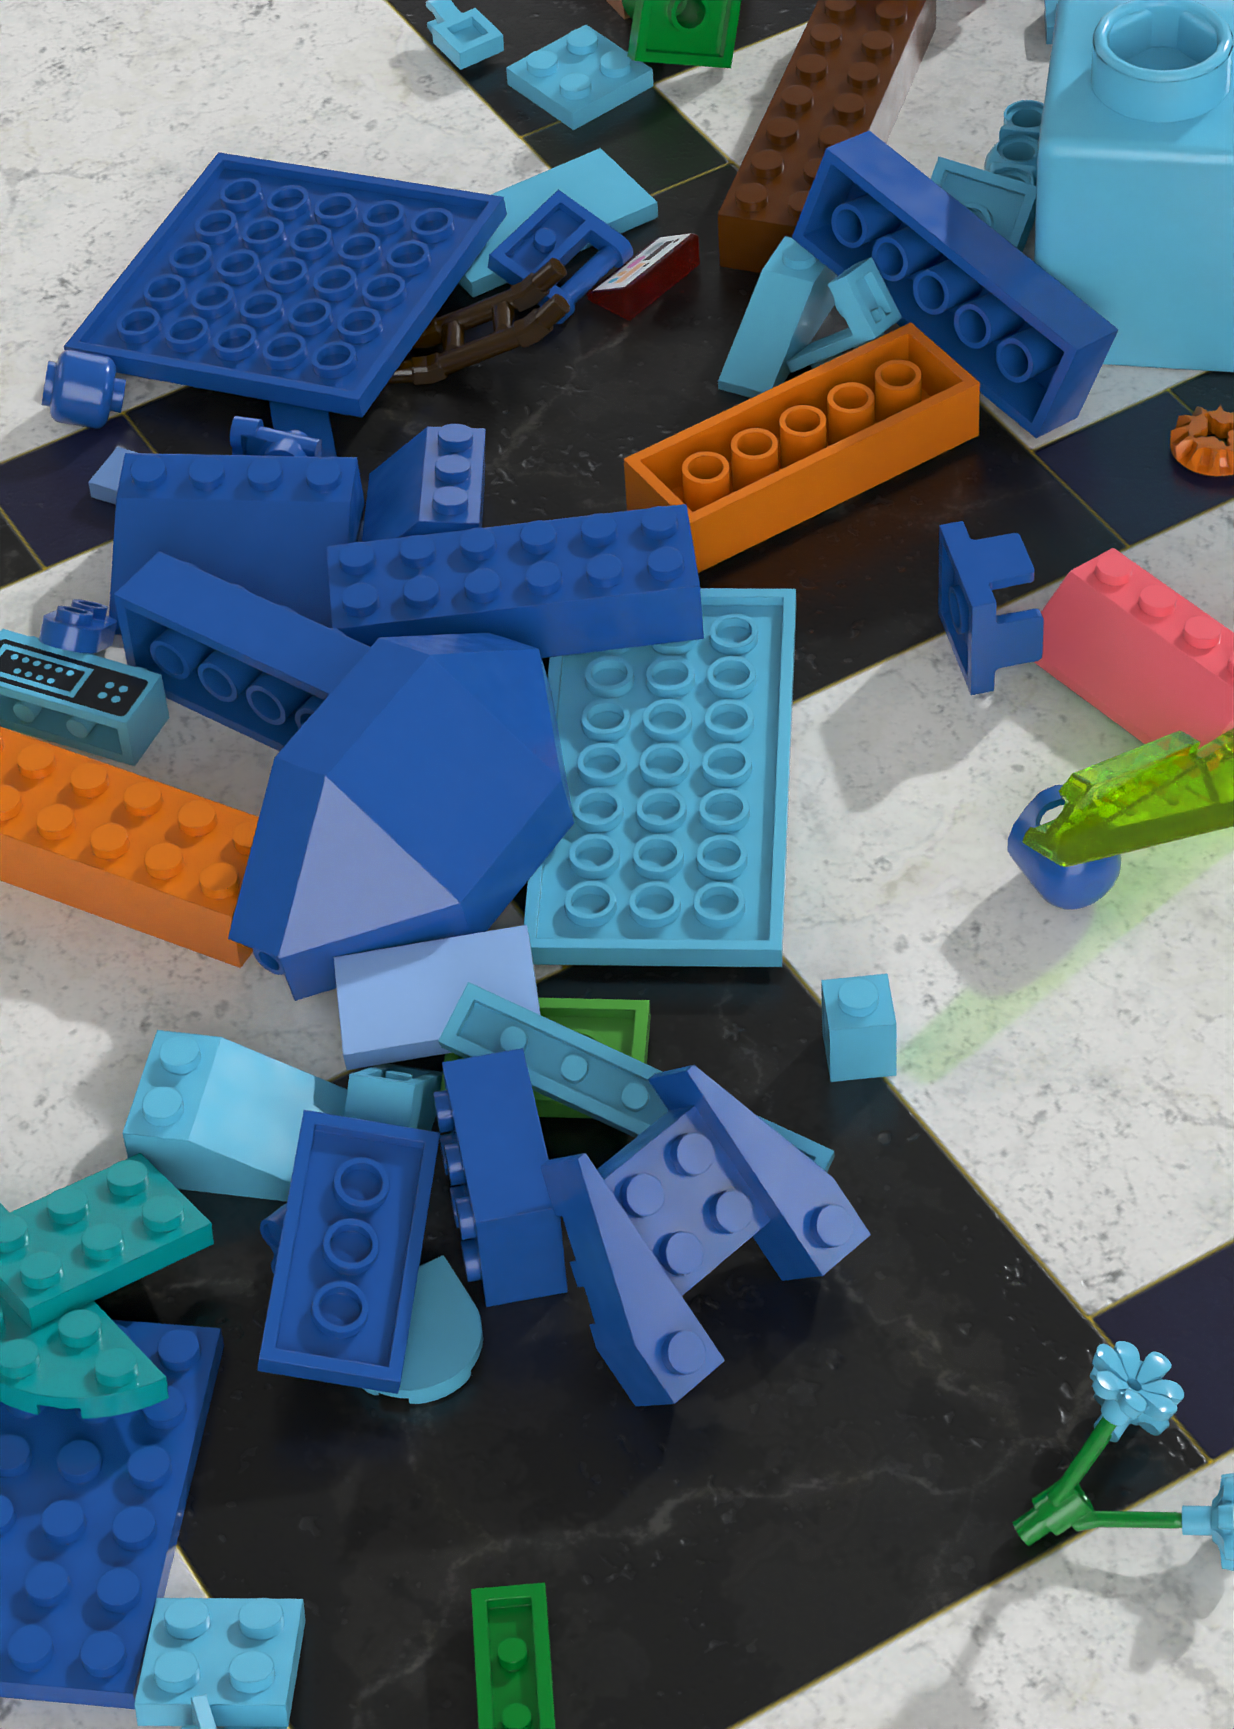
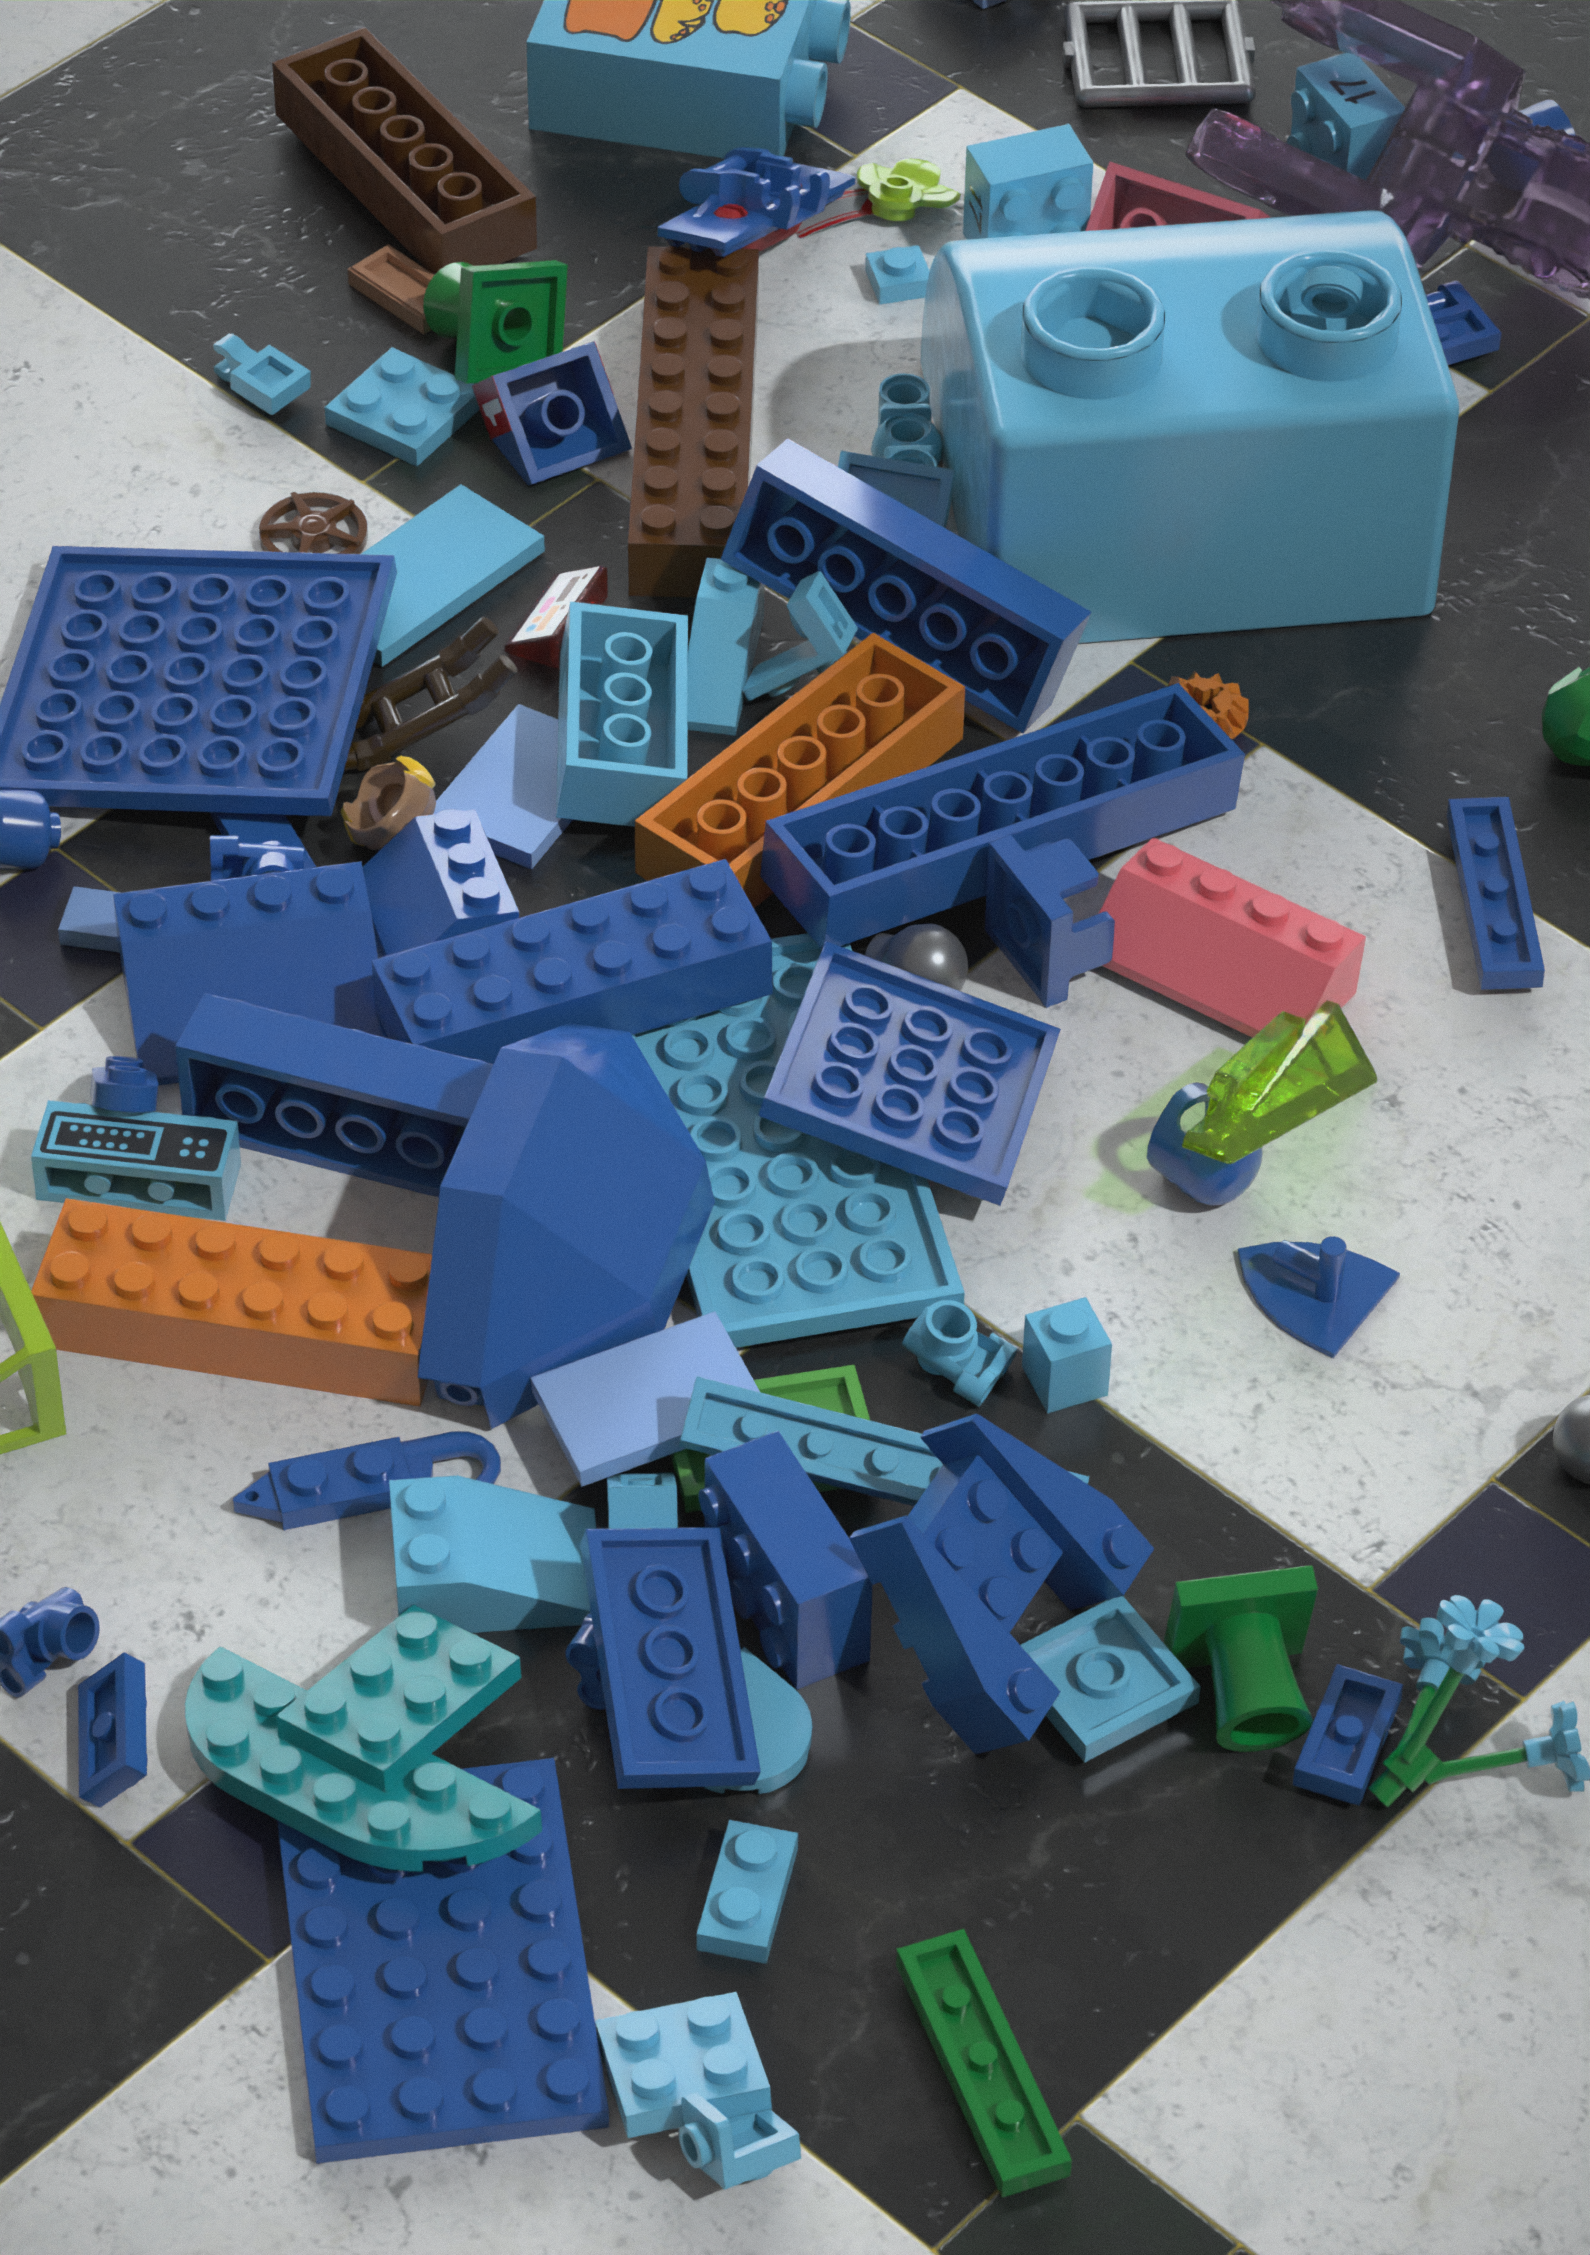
camera: 20 degrees left, 0 degrees up
(126, 1023) = (355, 1477): none -> blue plate
(357, 1499) = (747, 1891): none -> medium azure plate
(422, 404) = (388, 802): none -> medium nougat hair
(457, 169) = (311, 529): none -> reddish brown wheel
(559, 232) = (455, 595): blue plate -> none
(560, 418) = (513, 787): none -> light blue tile
(655, 360) = (620, 712): none -> medium azure brick
(703, 95) = (553, 414): none -> blue slope
(757, 1006) = (950, 1346): none -> medium azure plate
(784, 1355) = (1110, 1677): none -> medium azure plate
(801, 732) = (911, 1073): none -> blue plate
(853, 634) = (924, 951): none -> flat silver piece
(926, 1338) = (1245, 1633): none -> green plant
(1008, 1462) = (1347, 1734): none -> blue plate
(1060, 488) = (926, 835): none -> blue brick
(1139, 1008) = (1315, 1288): none -> blue shield

